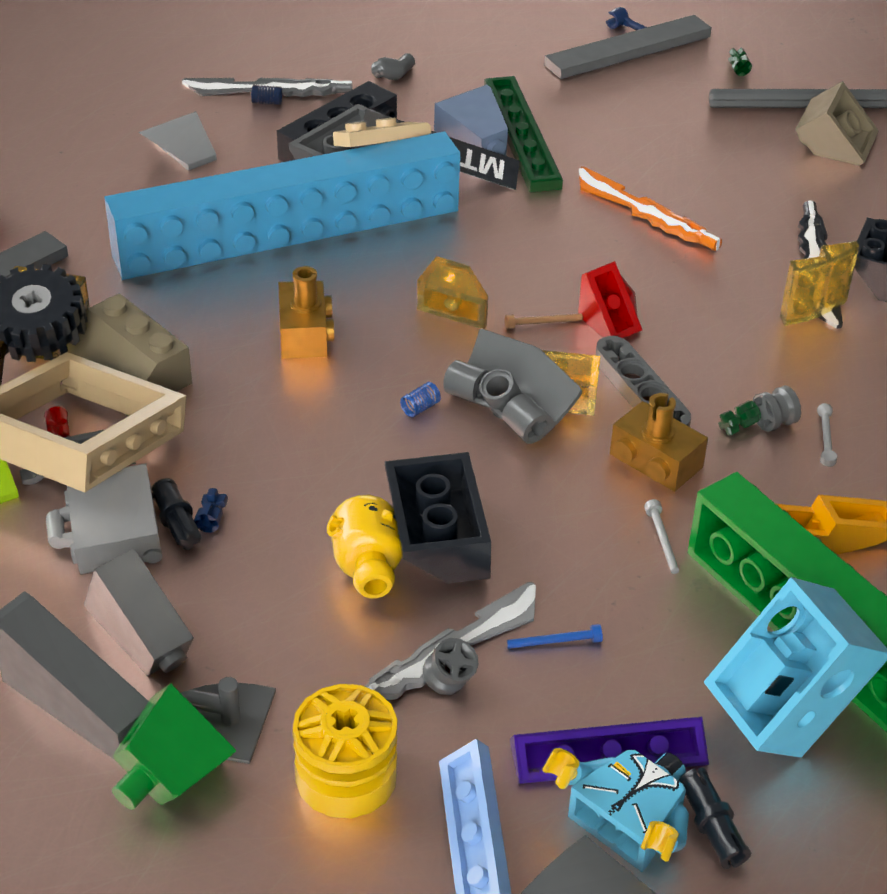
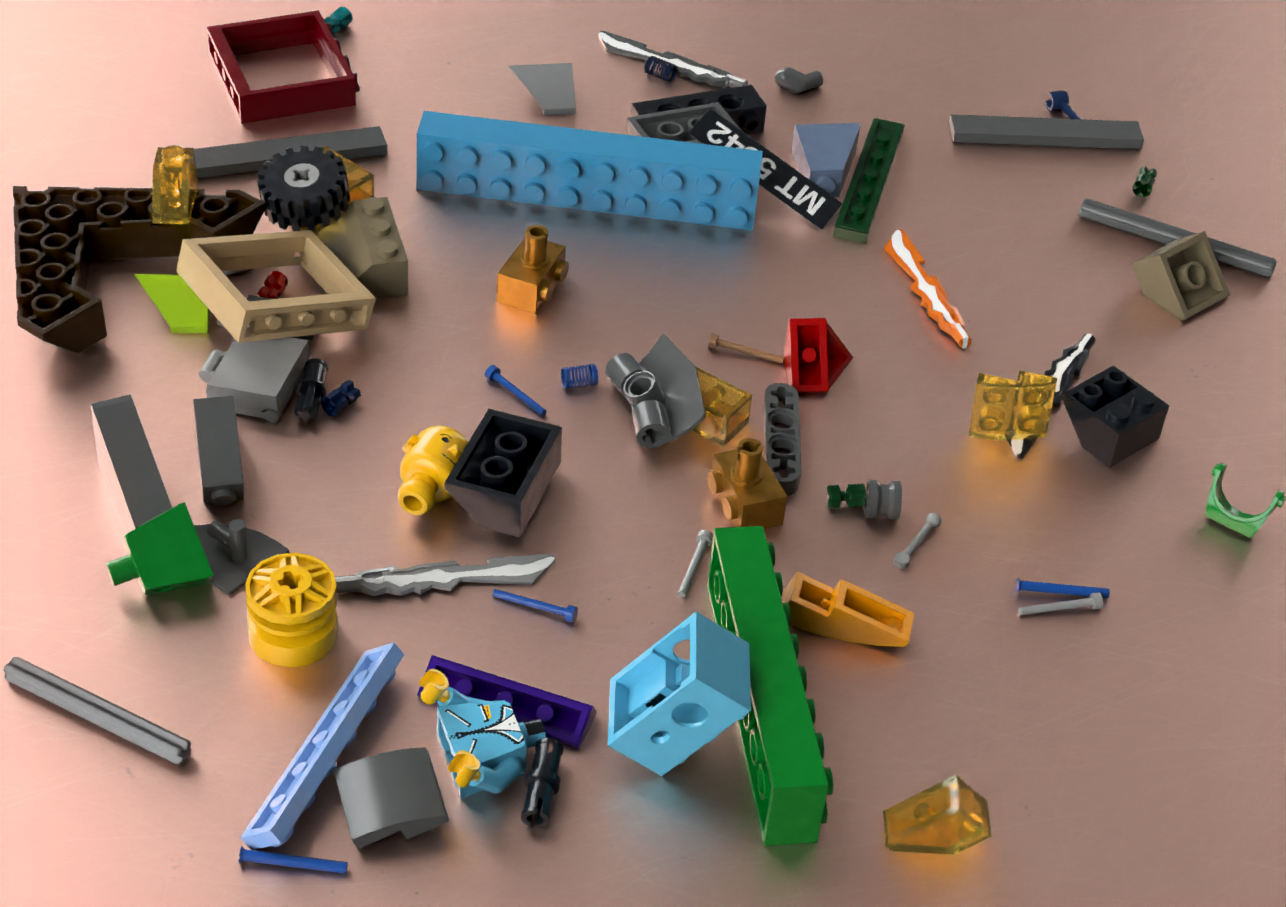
camera: 25 degrees right, 0 degrees up
(337, 428) = (493, 373): none -> blue piece
(384, 131) = (708, 133): tan hinge -> none
(452, 293) = (676, 296): clear yellow slope -> none
(459, 658) = (428, 577): dark grey wheel -> none

